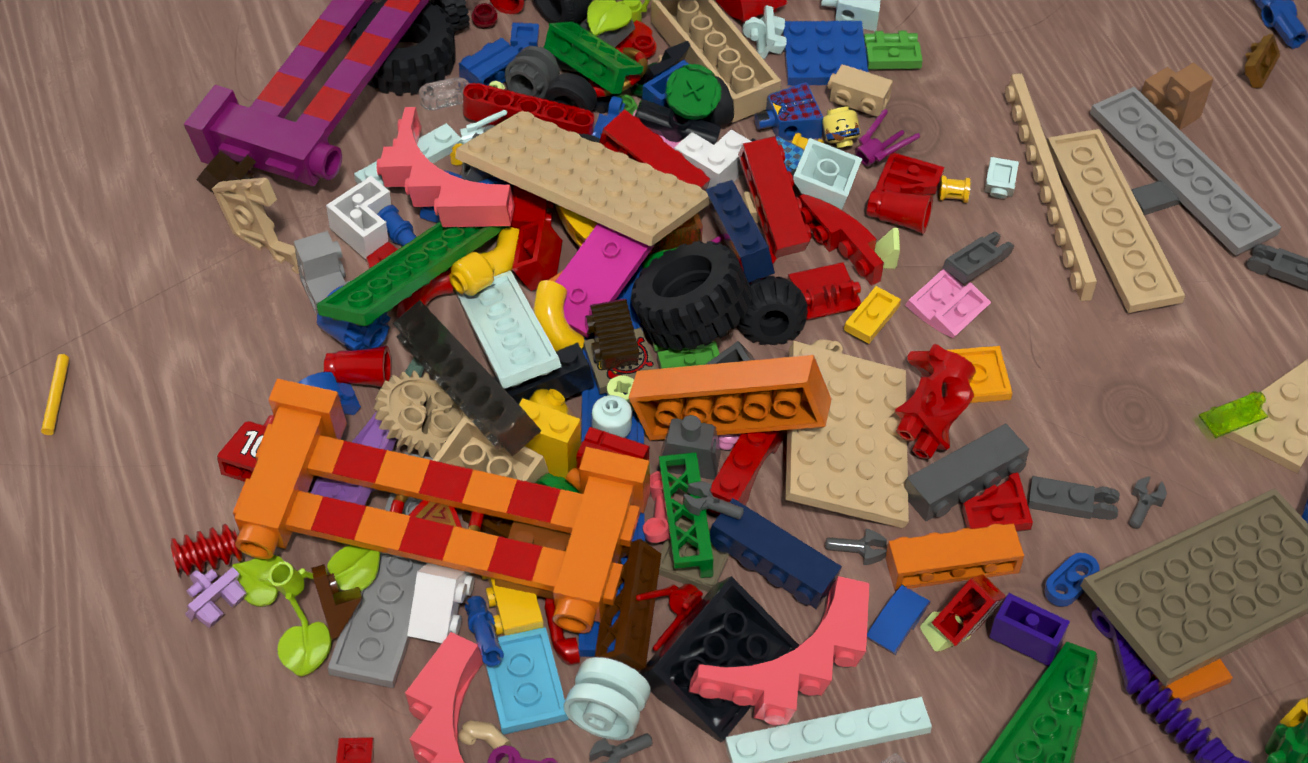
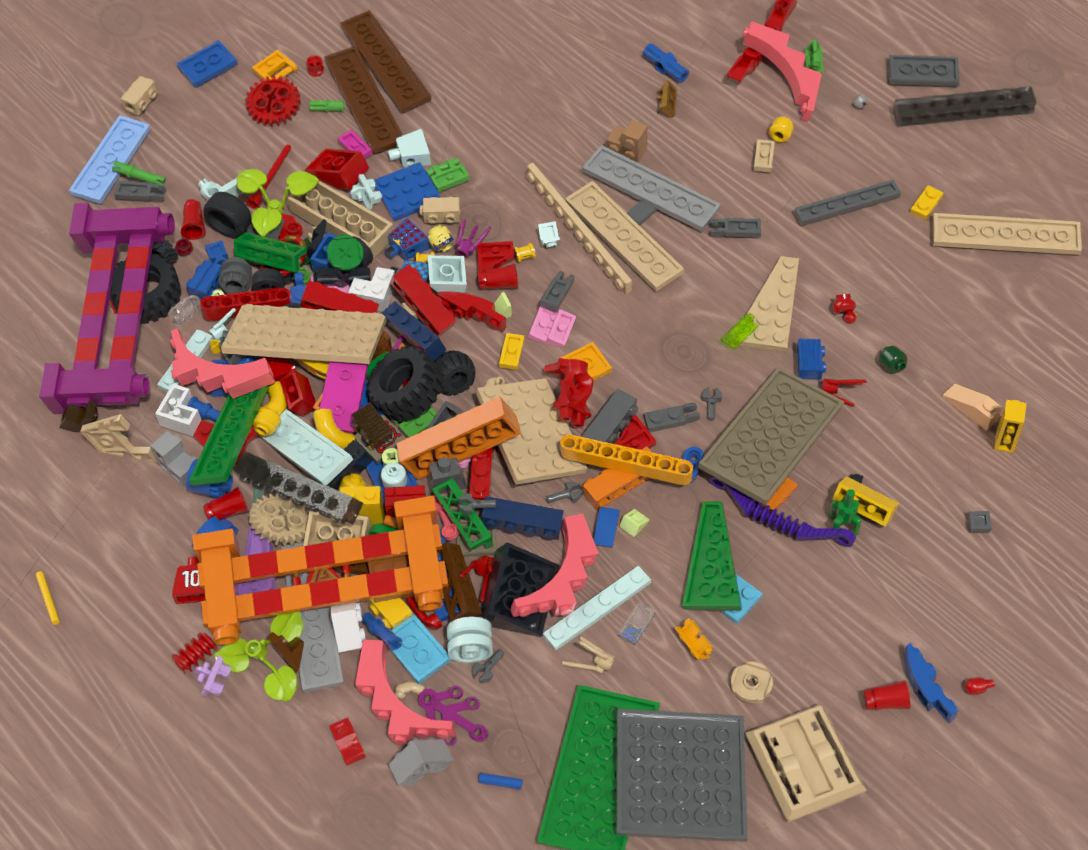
camera: 20 degrees left, 5 degrees up
(827, 290) = (478, 345): red hinge -> none
(974, 604) = (644, 503): red torso -> none
(982, 540) = (632, 466): none -> light orange beam
(1029, 629) = (680, 503): dark purple brick -> none

